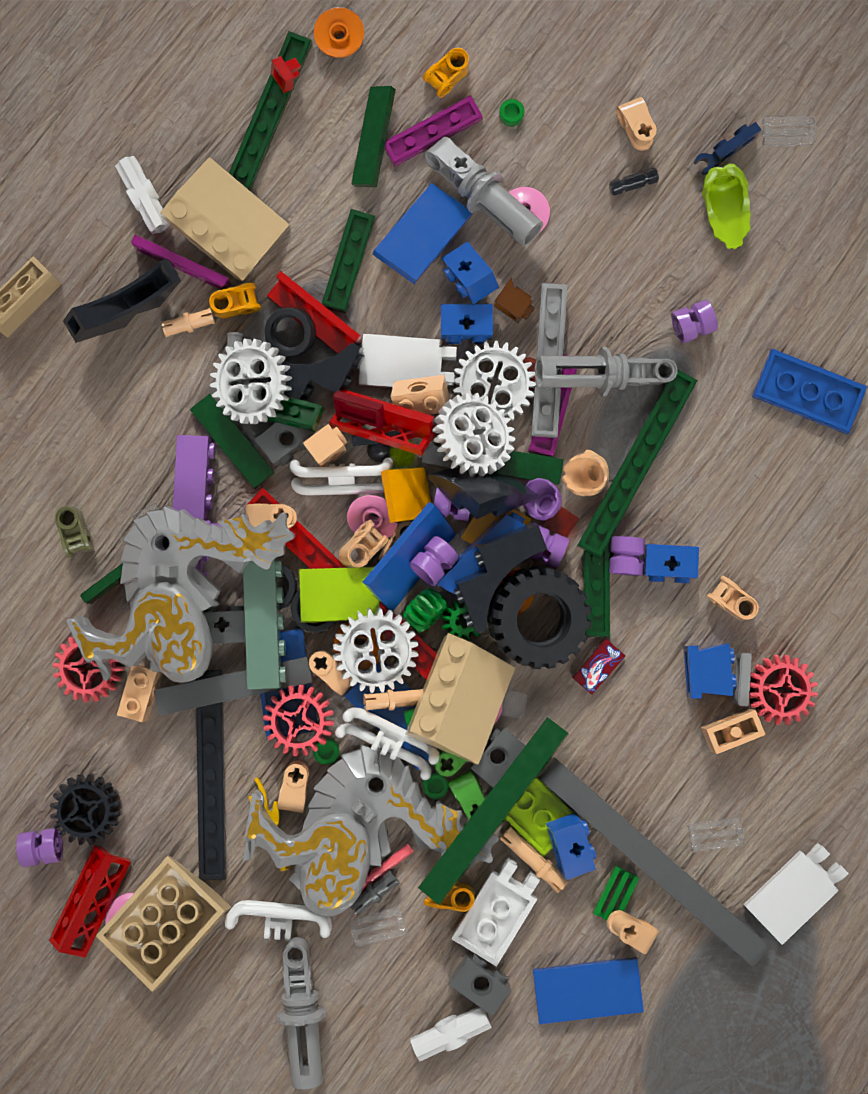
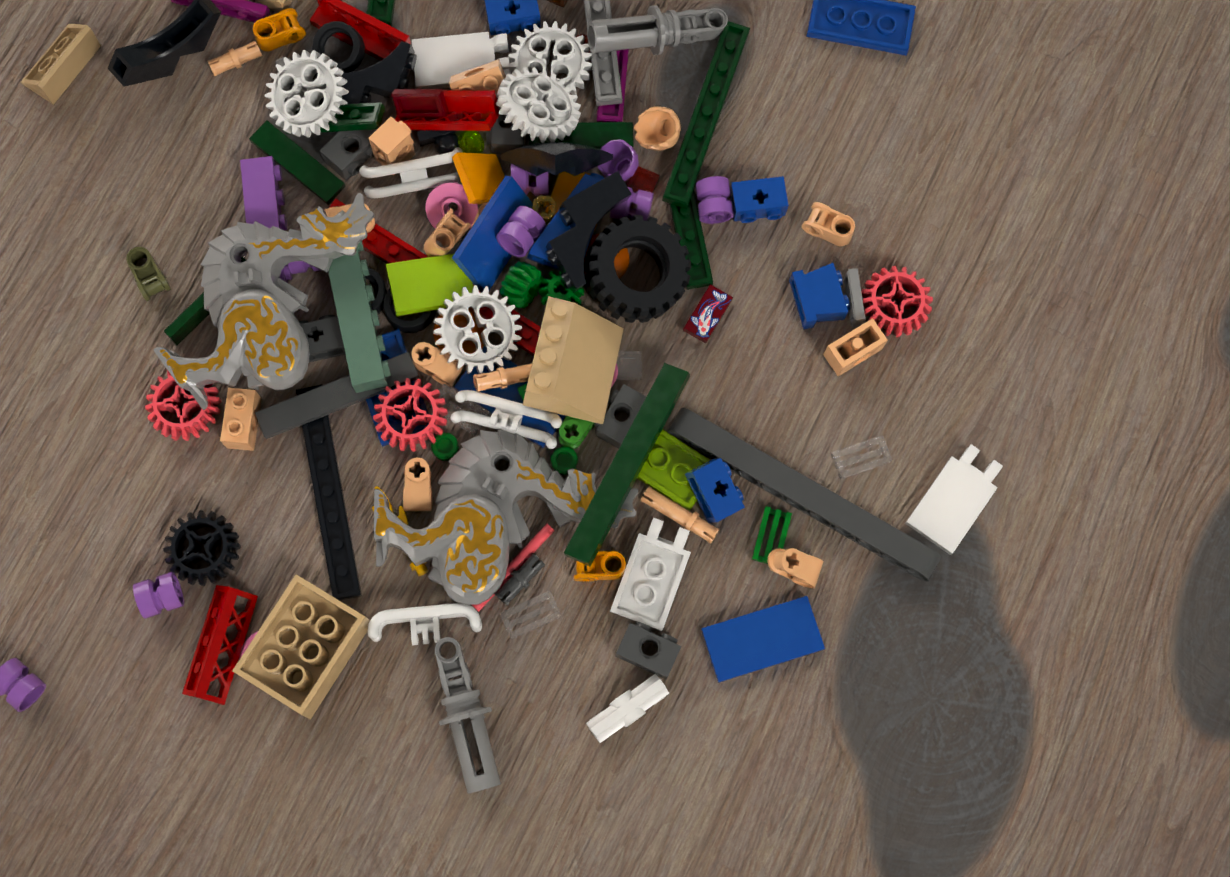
camera: 15 degrees left, 10 degrees down
(462, 532) = (544, 201): none -> clear yellow bush
(467, 792) = (597, 457): bright green piece -> none

